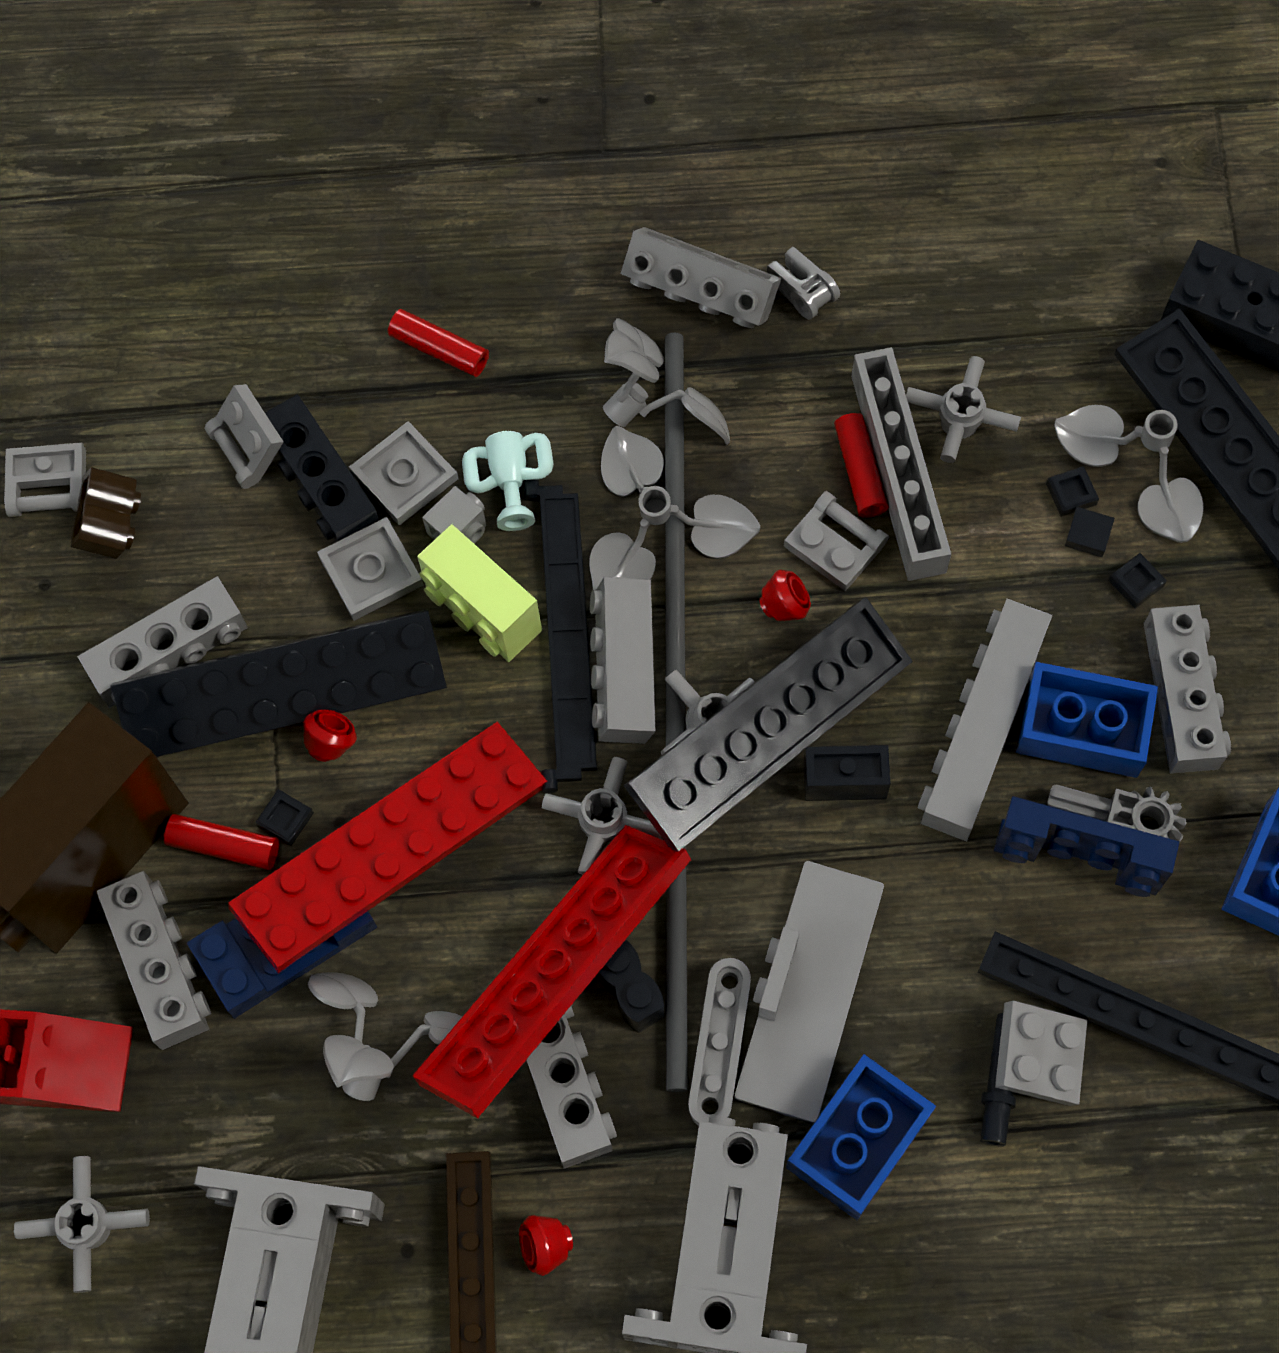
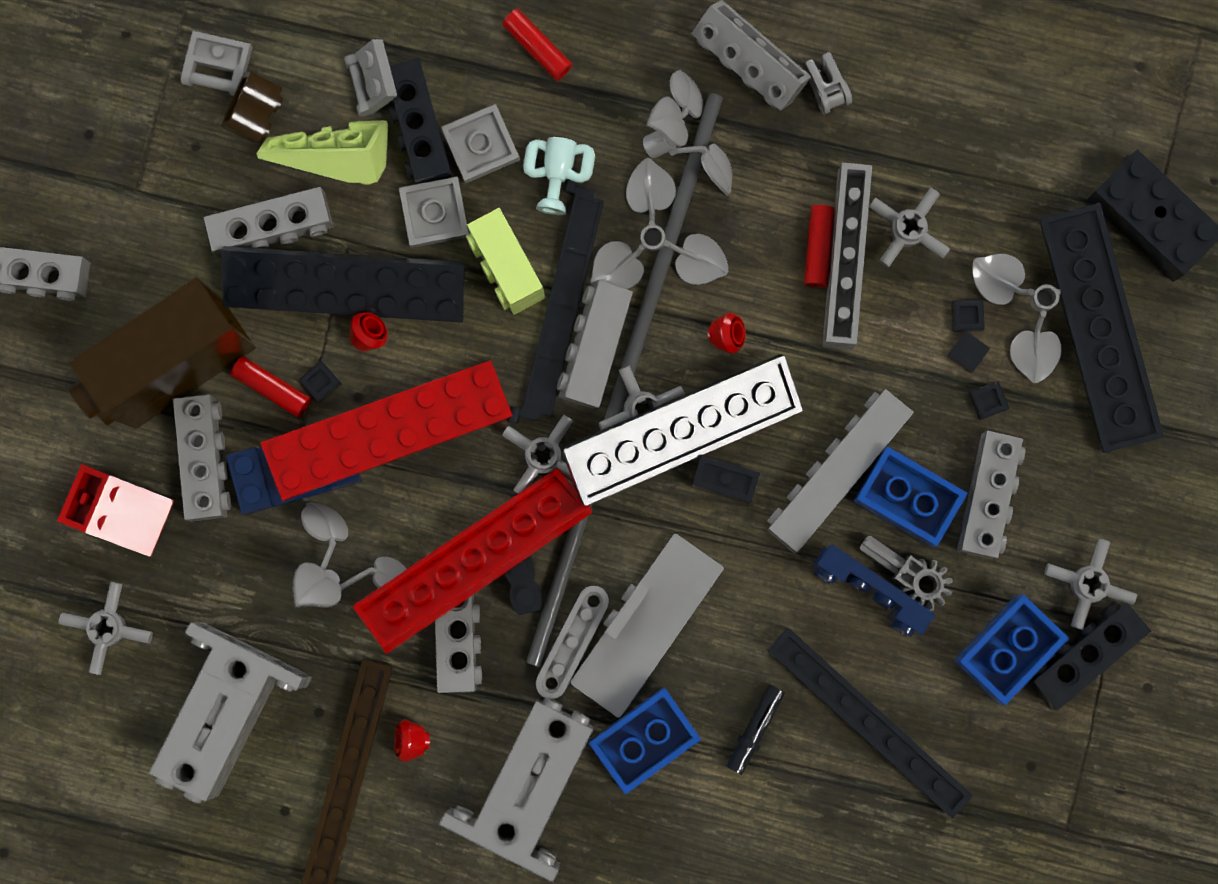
camera: 15 degrees right, 15 degrees up
(243, 534) = (344, 154): none -> yellowish green wedge
(460, 510) = (508, 194): light grey brick -> none
(829, 551) = (771, 303): light grey plate -> none
(1041, 1053) = (788, 722): light grey plate -> none

